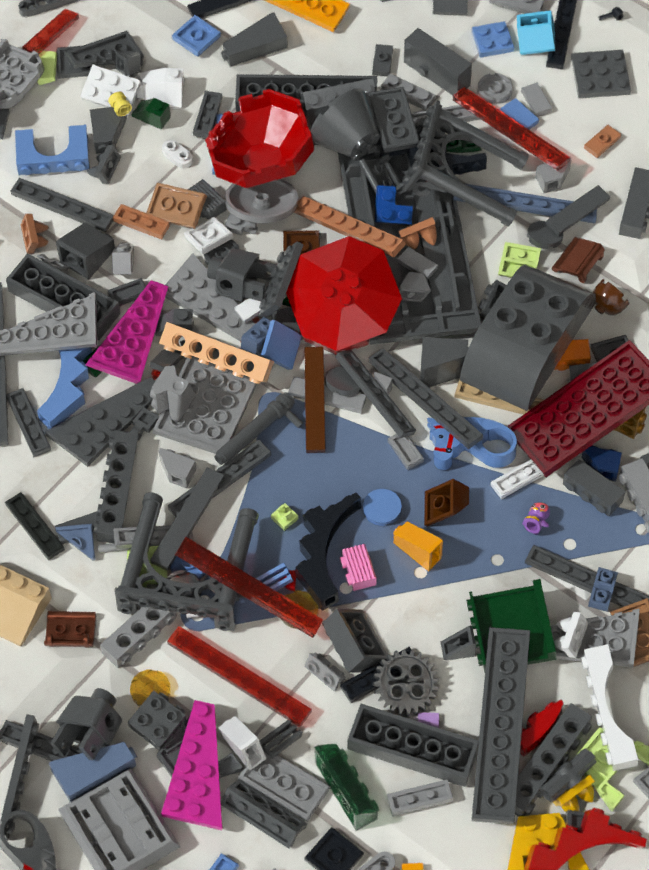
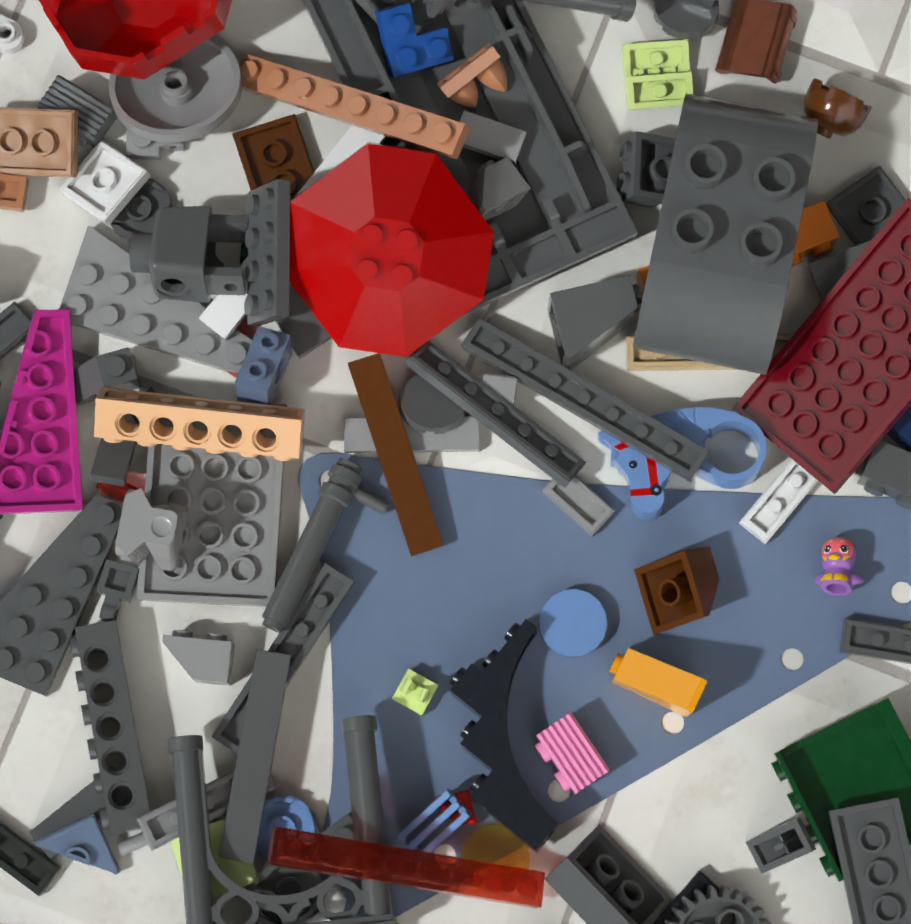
camera: 20 degrees left, 20 degrees up
(281, 345) = (305, 370): medium blue tile -> none

